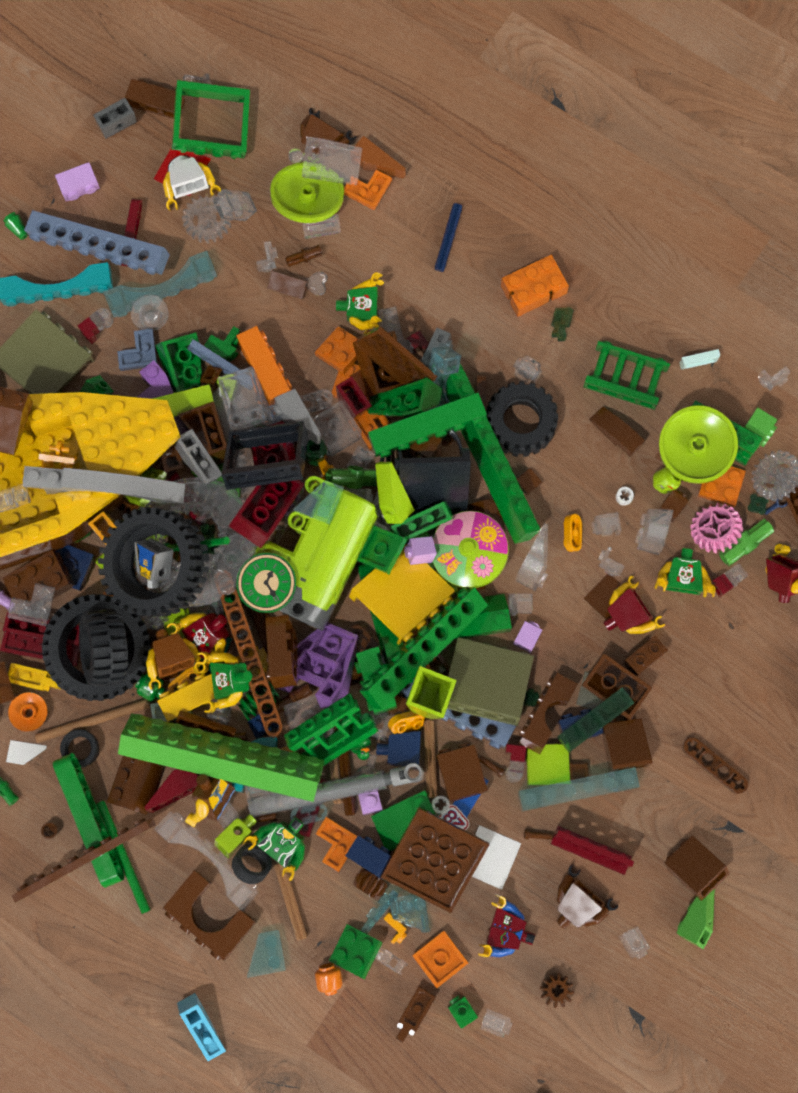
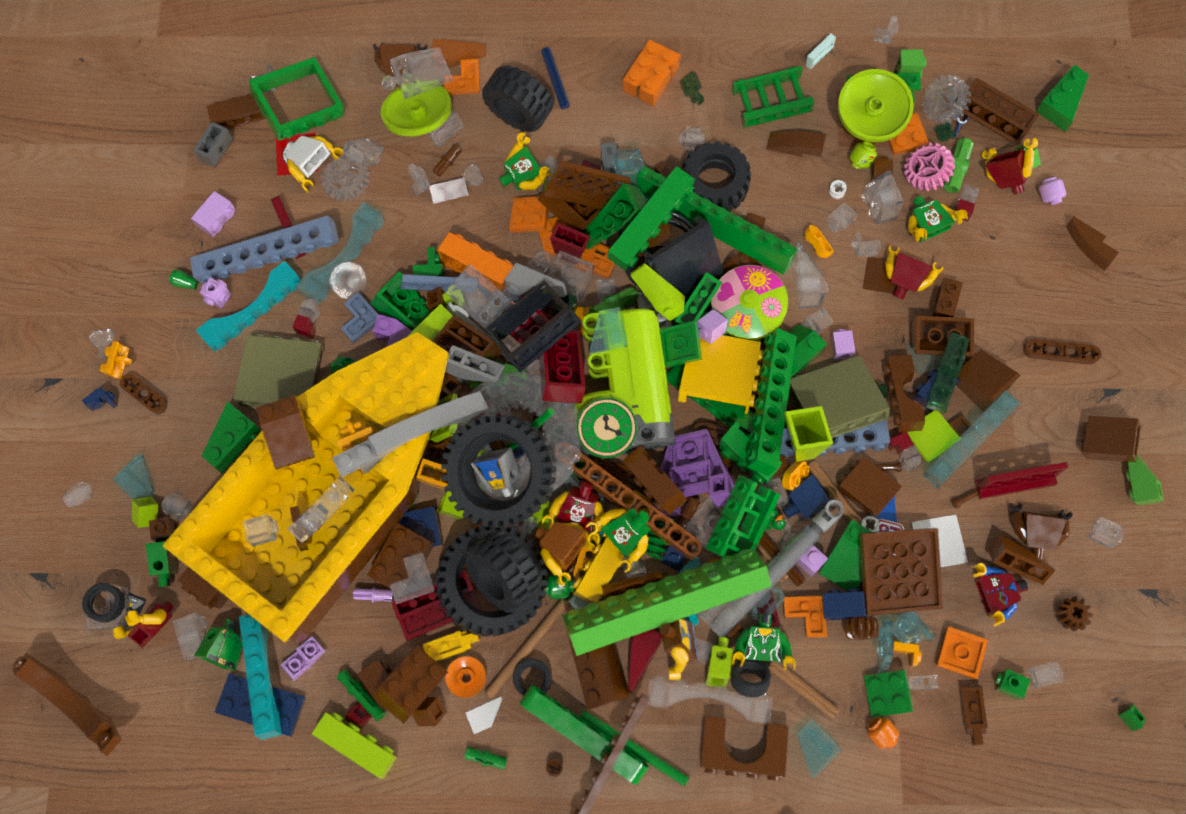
camera: 30 degrees left, 5 degrees down
(34, 254) = (215, 293): none -> lavender brick
(395, 240) = (517, 98): none -> black tyre
(541, 913) = (1018, 559): none -> reddish brown slope

